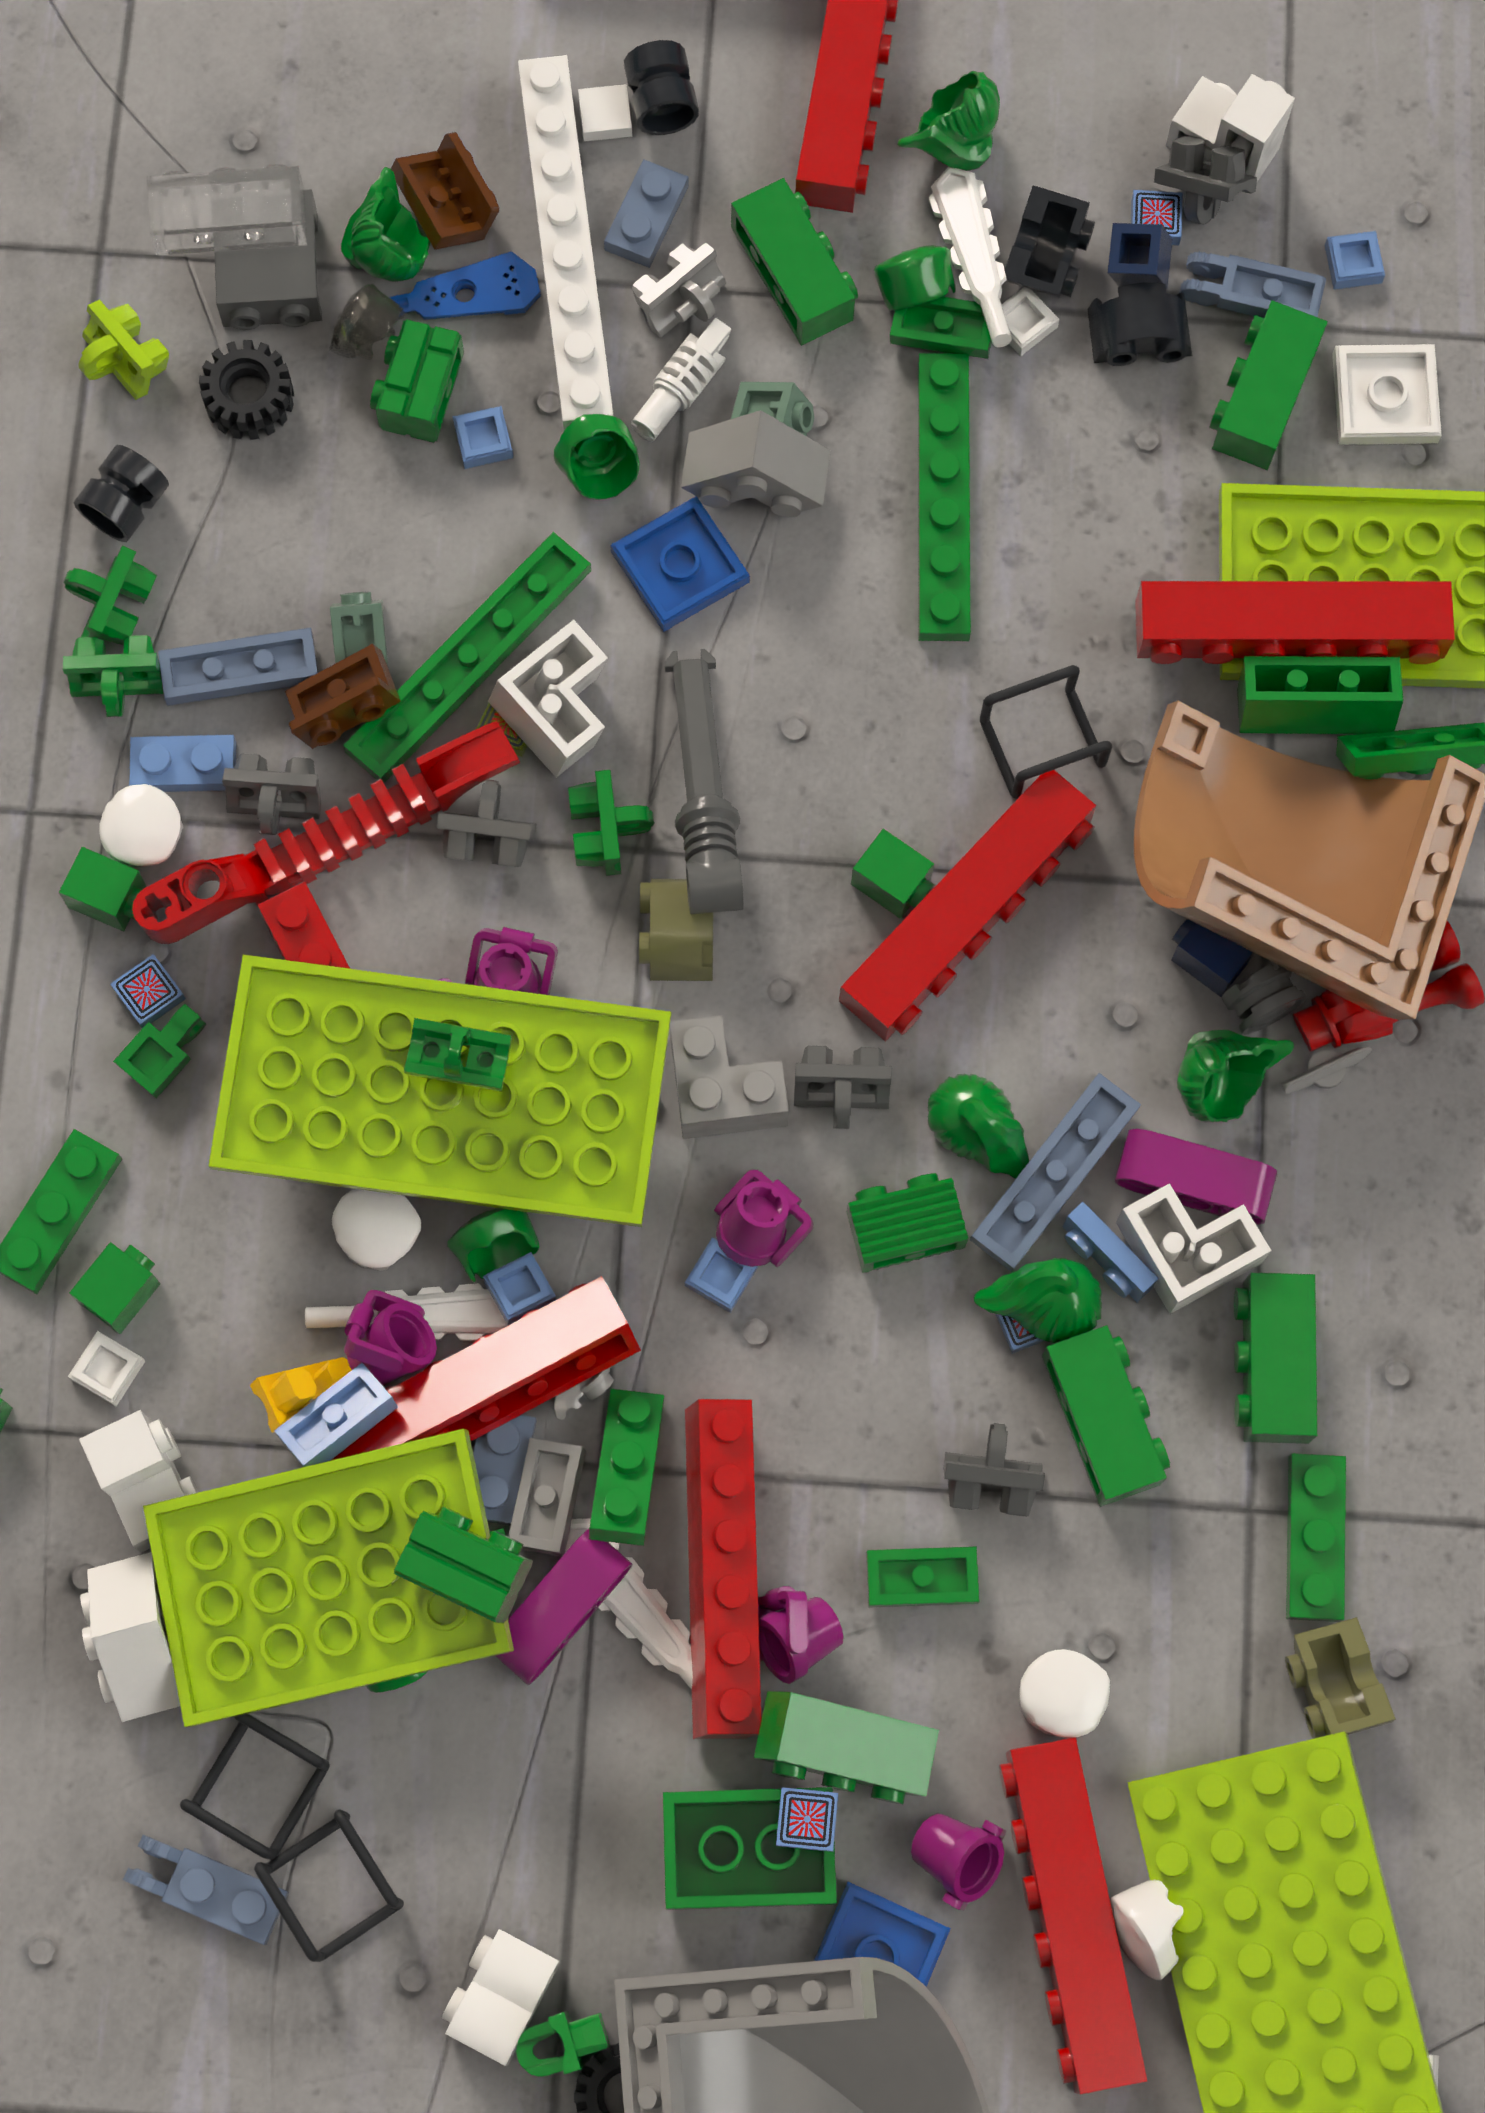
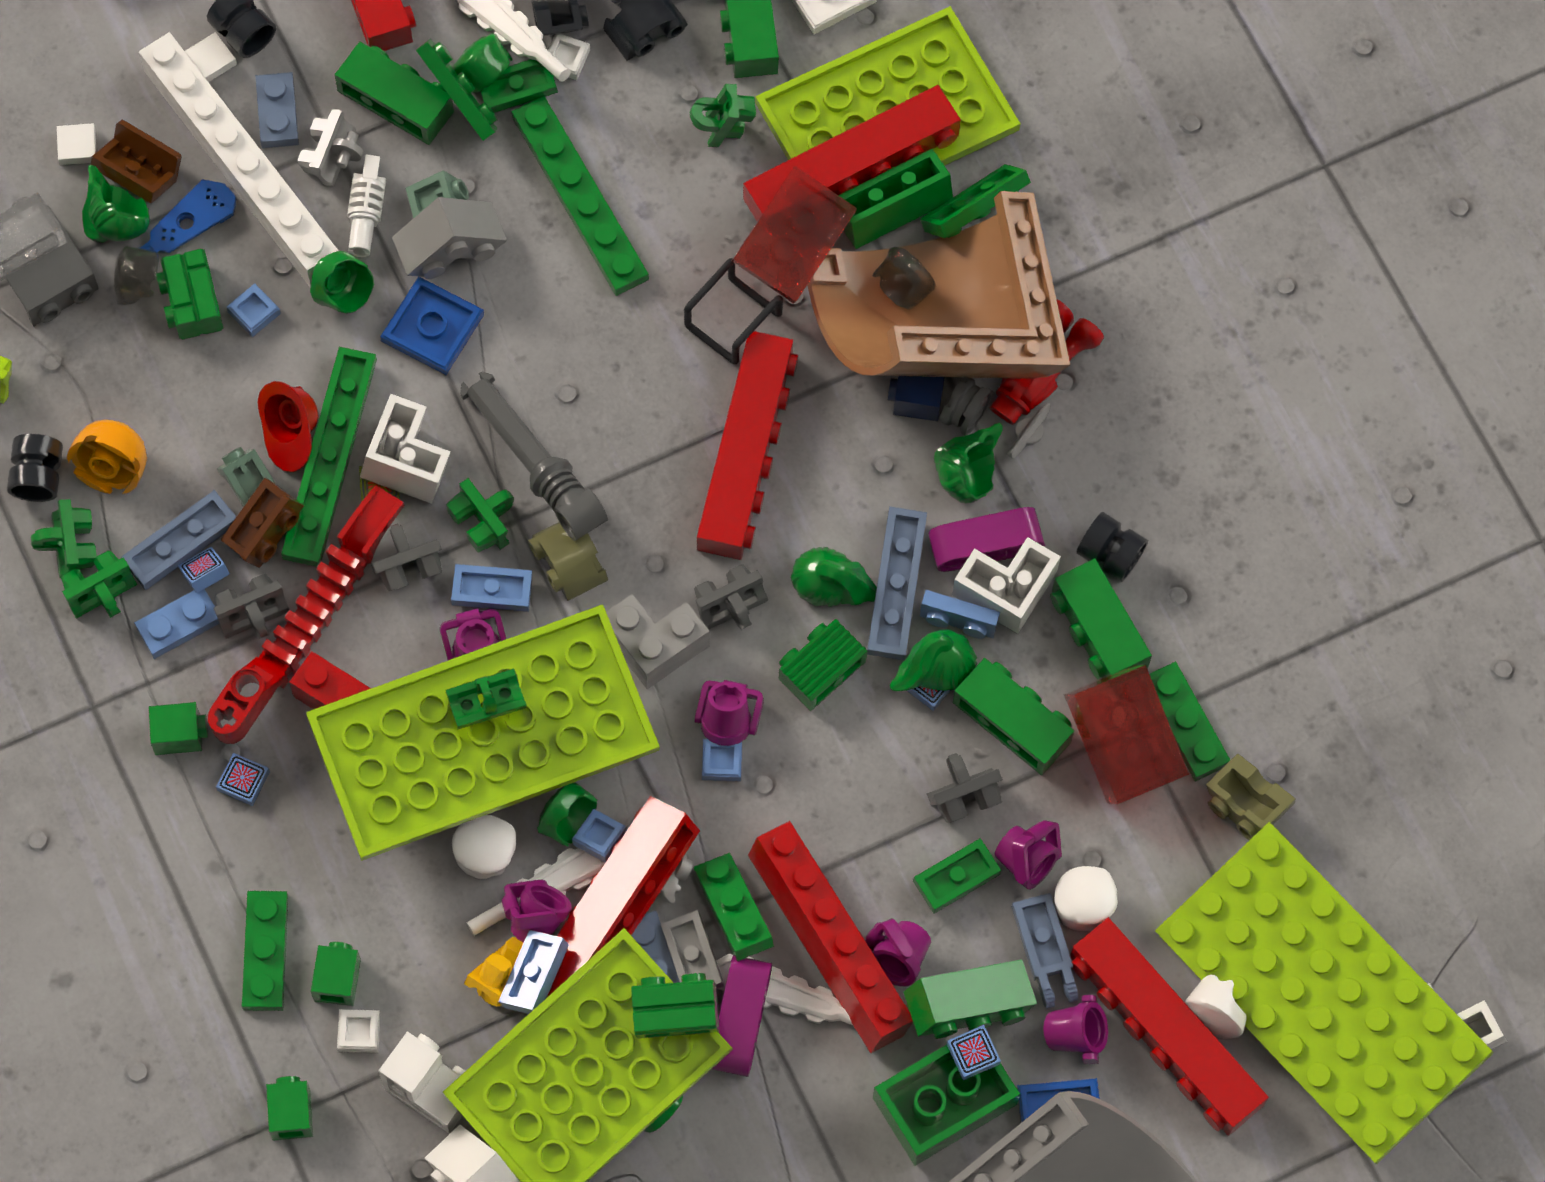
camera: 30 degrees left, 5 degrees down
(140, 826) = (178, 674): white hair -> none
(156, 1055) = (275, 816): green plate -> none
(212, 522) = (108, 456): none -> light orange cylinder
(240, 364) = (73, 338): black tyre -> none
(245, 716) = (203, 569): none -> medium blue tile
(392, 135) = (76, 143): none -> white tile
(443, 591) = (287, 423): none -> red piece
(567, 917) = (491, 587): none -> medium blue plate
(866, 292) = (458, 88): none -> green plate
(893, 874) = (688, 451): green brick -> none
(980, 1724) = (1045, 946): none -> sand blue hinge
(1024, 1601) = (1028, 855): none -> magenta piece
(1167, 676) = (794, 234): none -> clear red plate
(1171, 488) = (724, 114): none -> green hips
(1229, 1519) = (1126, 734): none -> clear red brick
(1275, 800) = (904, 278): none -> clear smoke hair
(1336, 1254) = (1100, 540): none -> black wheel

